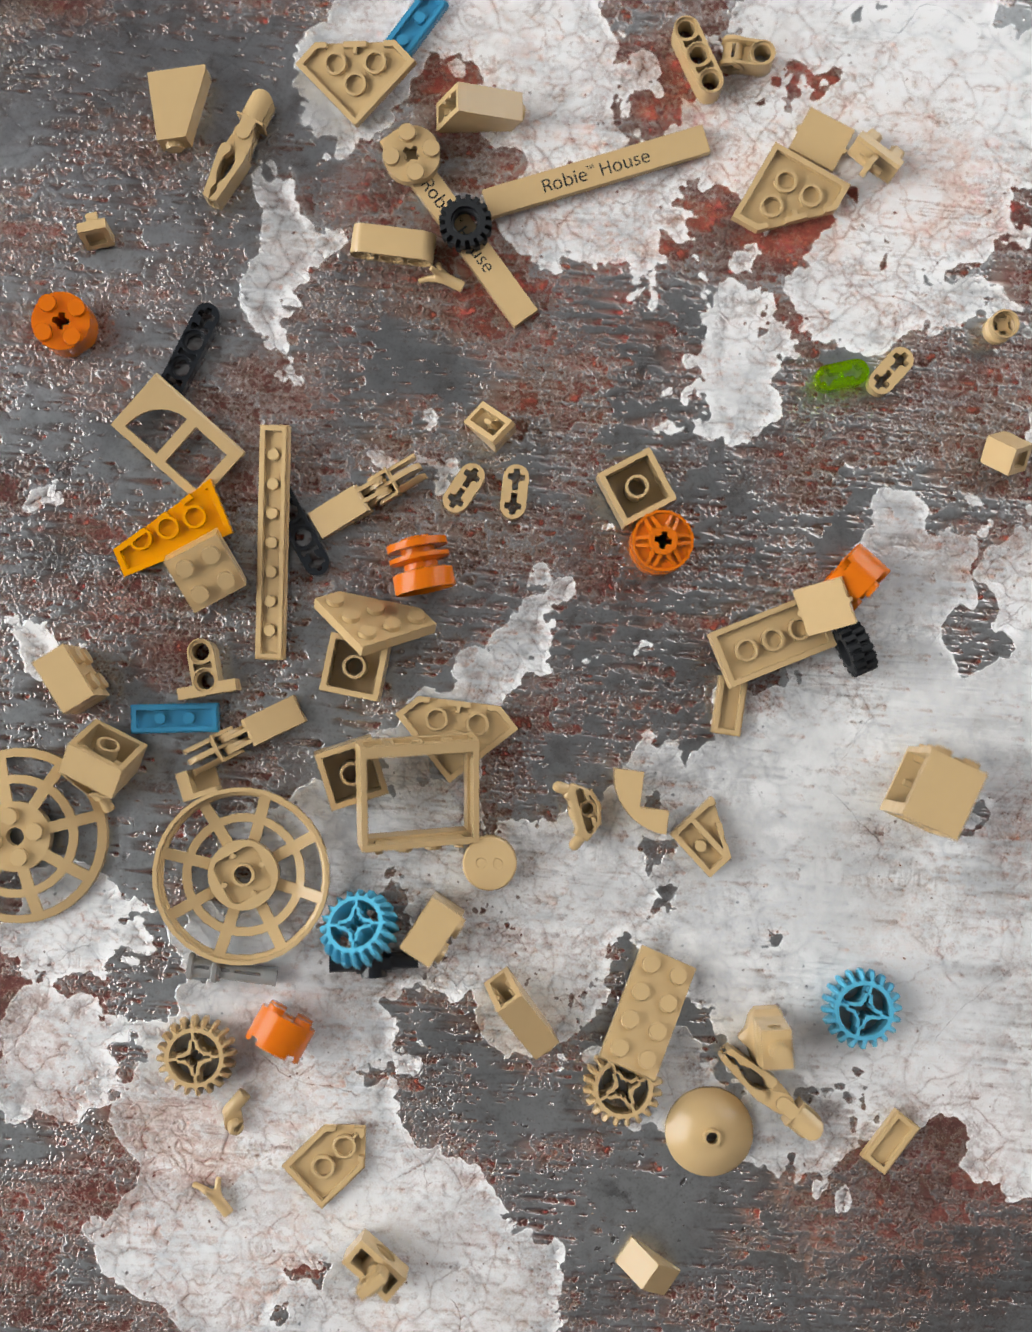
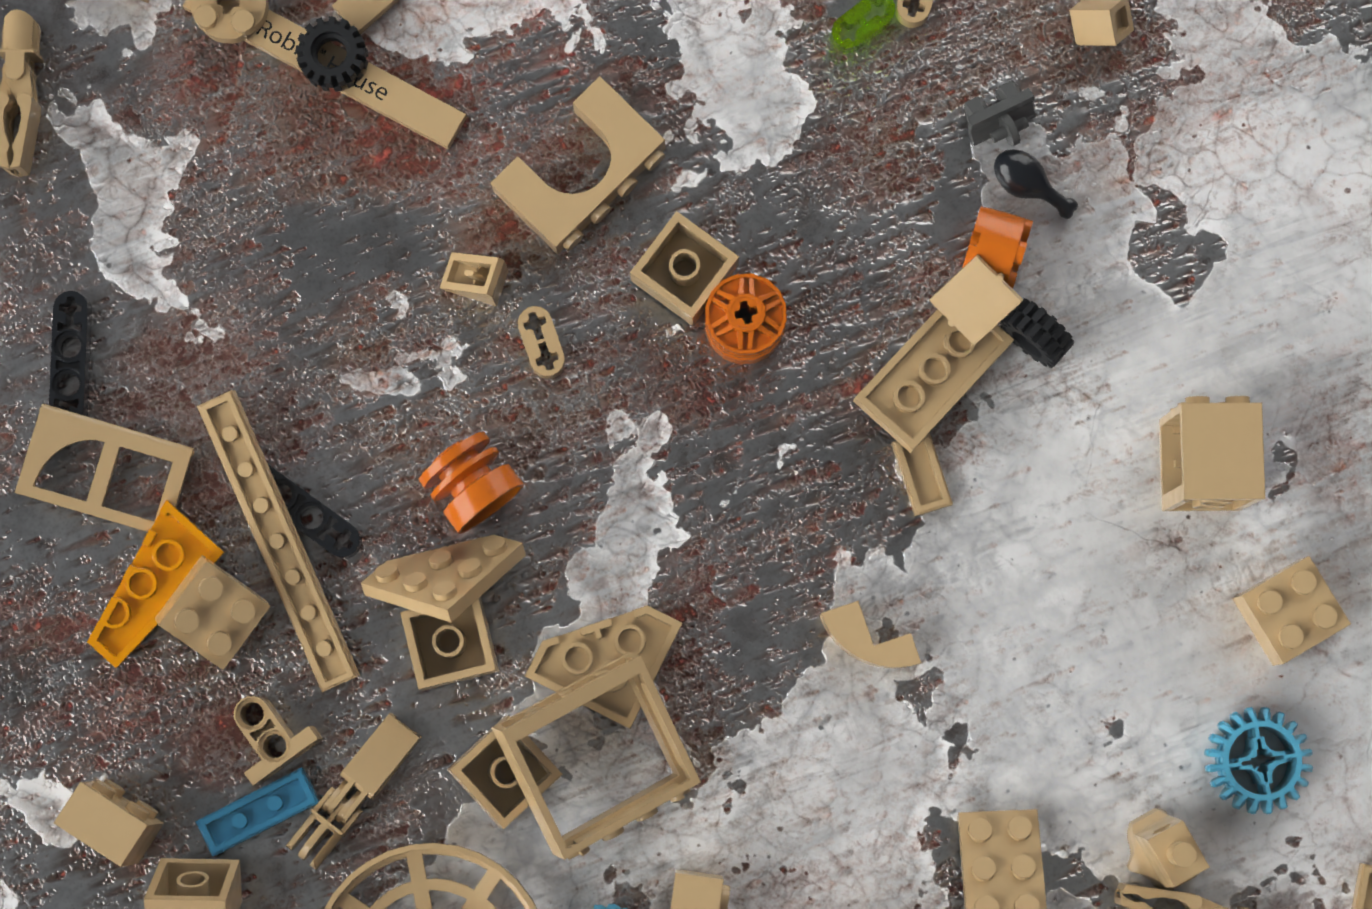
camera: 25 degrees left, 5 degrees down
(198, 786) = (323, 882): tan panel -> none
(358, 501) = (359, 442): tan arm -> none
(393, 244) = (256, 119): tan beam -> none
(442, 277) = (333, 129): tan bar -> none
(469, 492) = (469, 365): tan beam -> none
(489, 863) = (725, 802): tan head -> none
(569, 412) = (563, 216): none -> tan arch
(582, 809) = (806, 683): tan piece -> none
(703, 837) = (968, 646): tan wing -> none
(899, 537) = (1026, 178): none -> black piece
(903, 489) = (1000, 119): none -> dark grey hips
(934, 919) = (1291, 611): none -> tan brick

